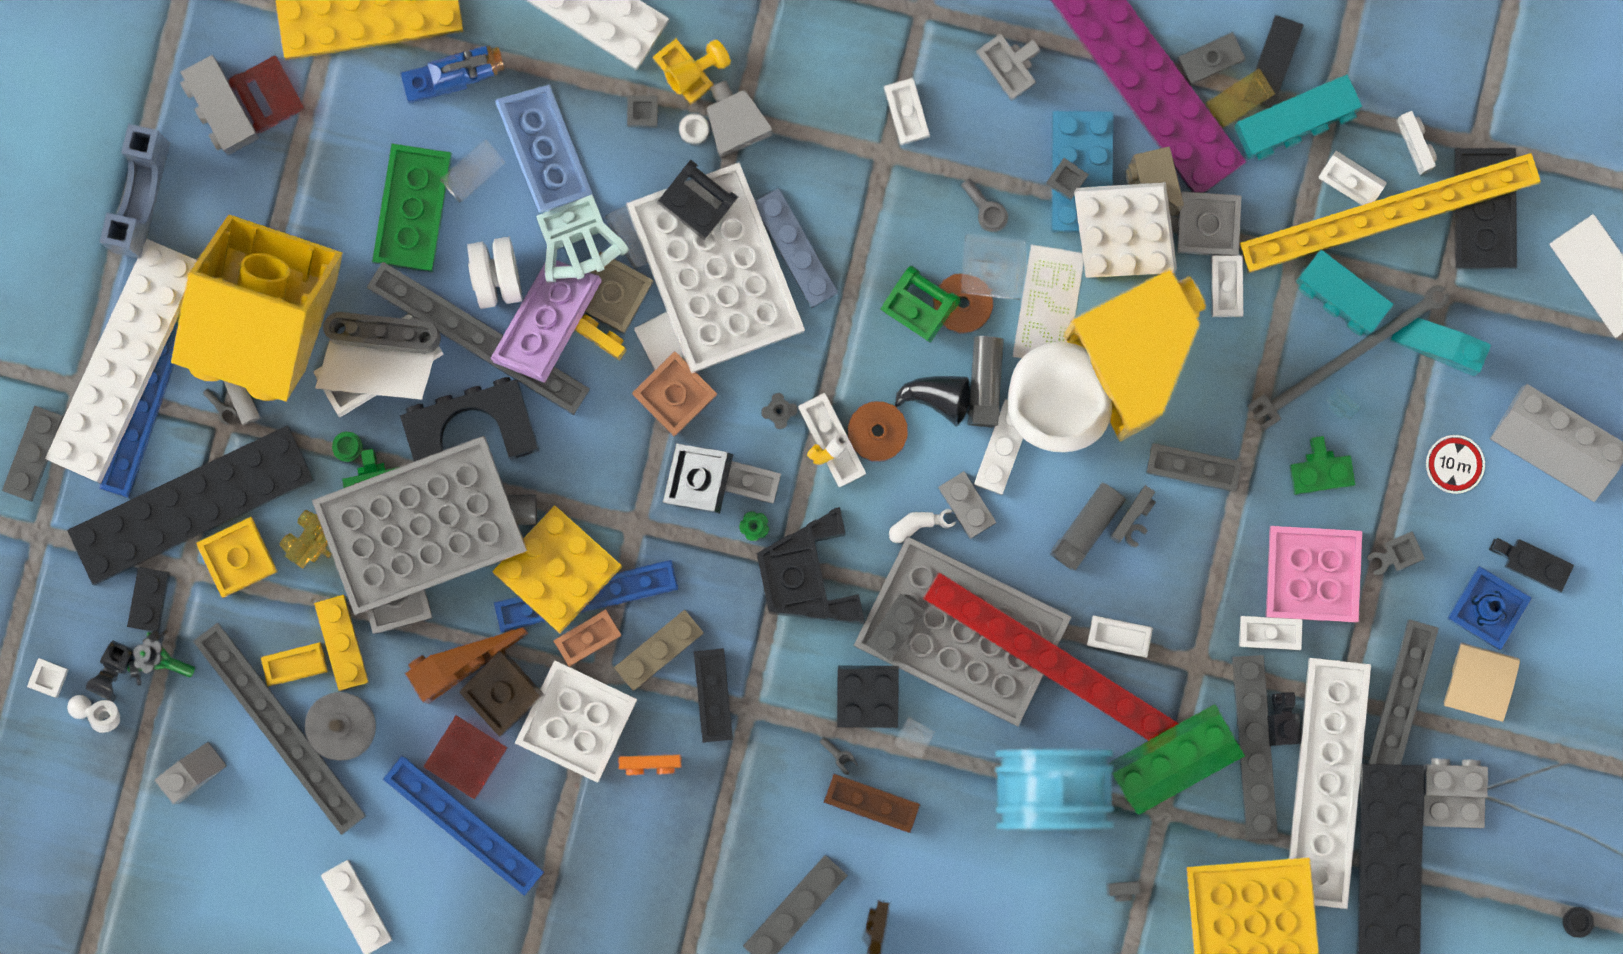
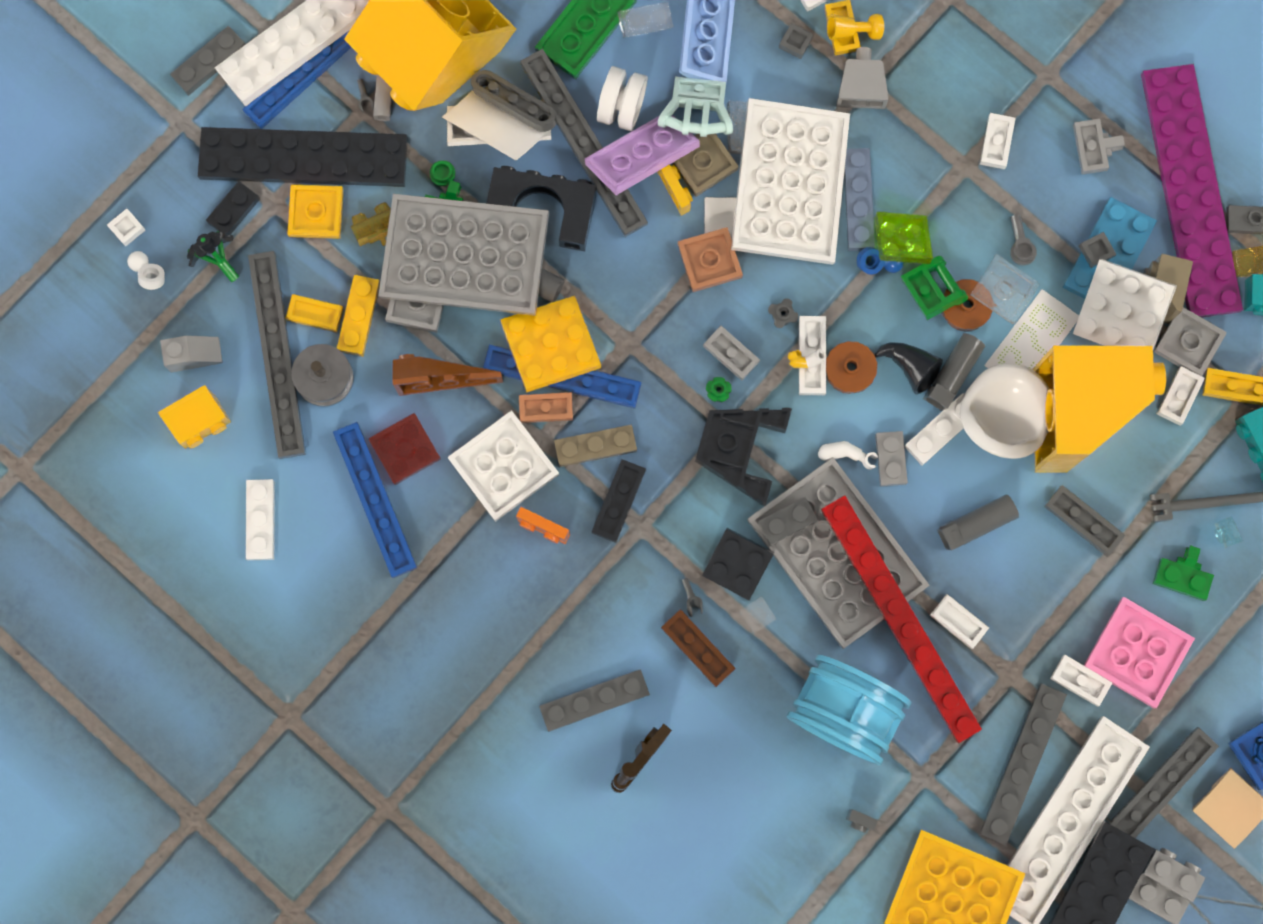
camera: 30 degrees right, 5 degrees down
(115, 662) = (181, 241): black leg -> none
(235, 840) = (195, 417): none -> yellow slope
(501, 693) = (457, 414): dark brown plate -> none
(692, 208) = (796, 126): black plate -> none
(694, 129) = (828, 74): white tile -> none
(698, 478) = (694, 330): plate -> none
(862, 268) = (903, 237): none -> clear neon green plate
(863, 298) = (875, 264): none -> blue plate
(1141, 505) = (1029, 528): dark grey plate -> none
(1176, 759) = (957, 740): green slope -> none
(1284, 726) = (1055, 758): black plate -> none
(1401, 552) = (1217, 671): dark grey plate -> none

